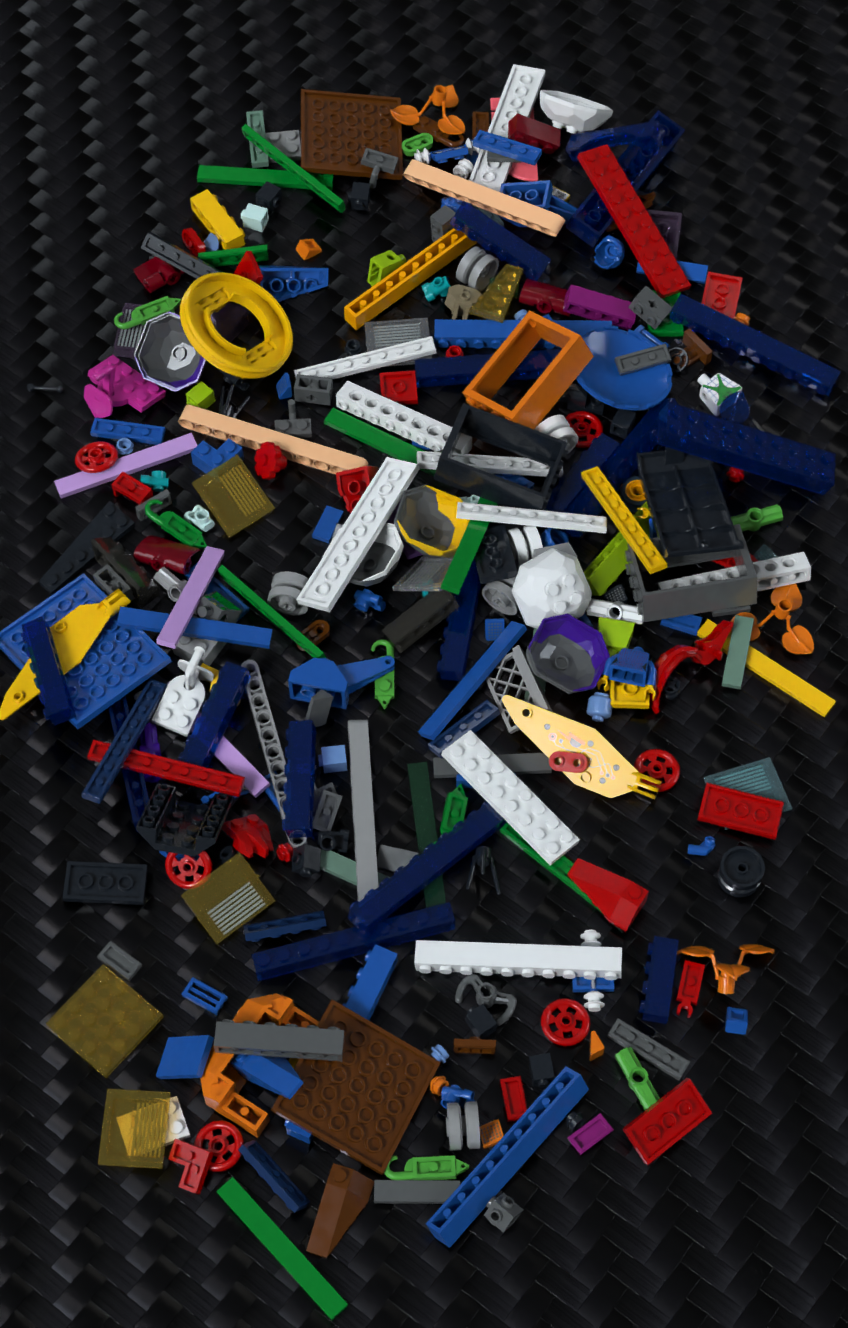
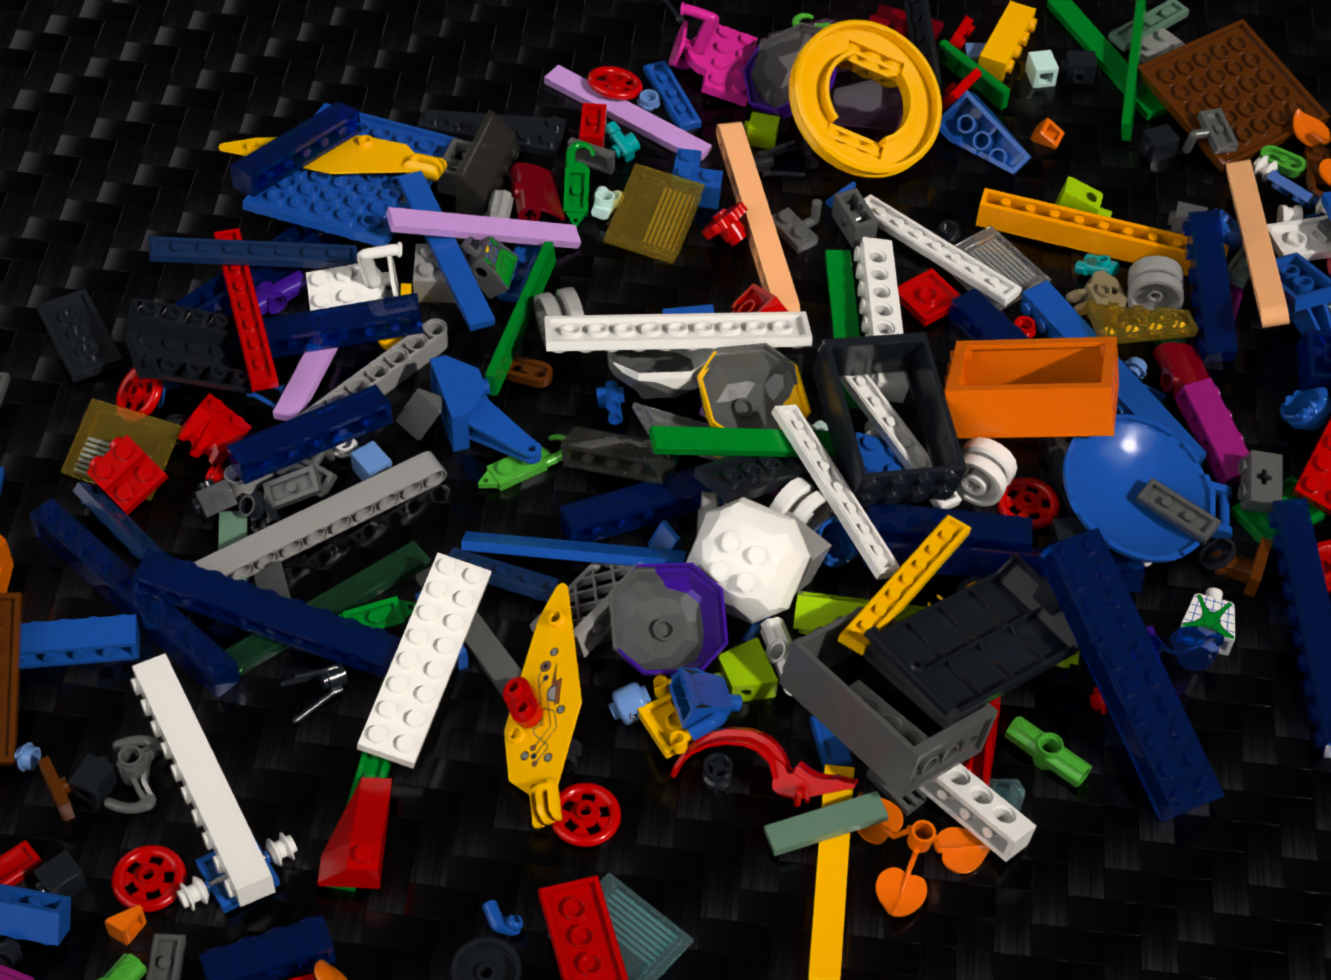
camera: 55 degrees right, 10 degrees down
(254, 902) = (126, 473): none -> red plate

